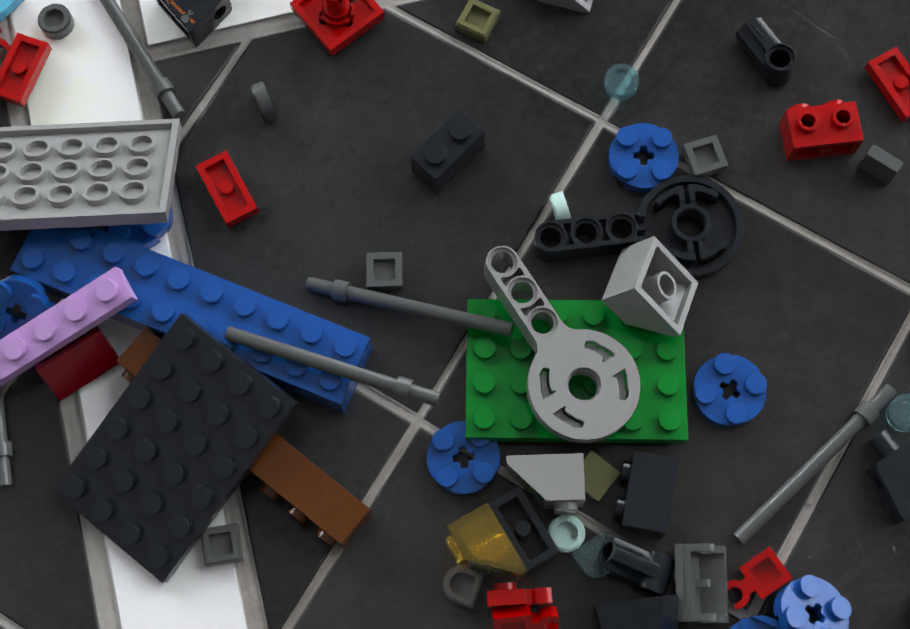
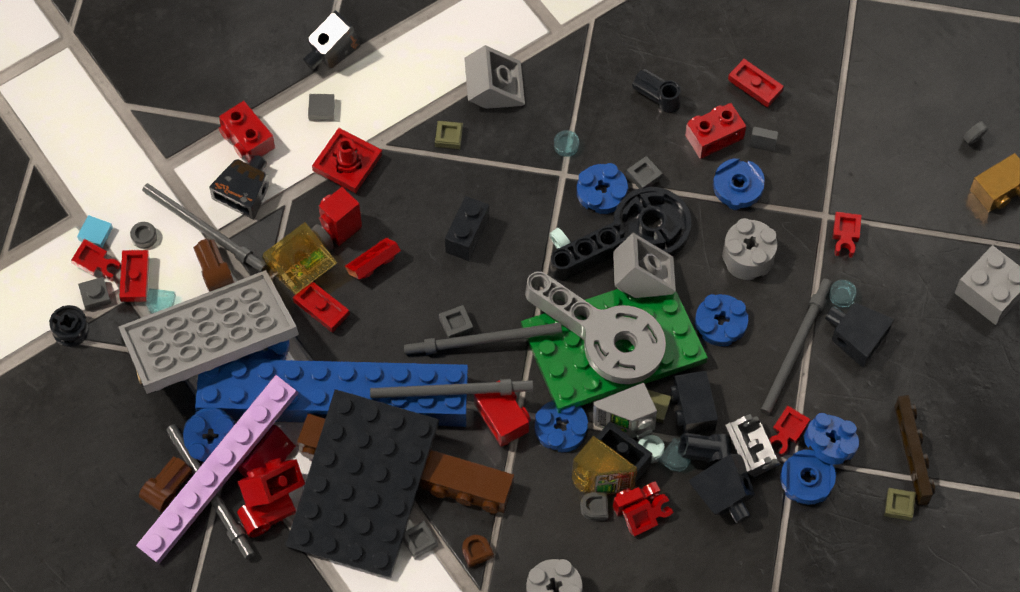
camera: 25 degrees left, 10 degrees down
(35, 438) = (260, 518): none -> red piece
(39, 111) = (159, 300): none -> clear light blue tile
(59, 405) = (271, 482): none -> red brick
(118, 96) = (214, 270): none -> reddish brown piece
(221, 118) = (298, 259): none -> clear yellow slope
(287, 587) = (476, 550): none -> reddish brown tile
(291, 81) = (340, 215): none -> red brick
(324, 147) = (368, 261): none -> red plate
(391, 423) = (503, 416): none -> red brick
(808, 290) = (749, 249): none -> light grey brick
(835, 197) = (735, 196): none -> blue plate

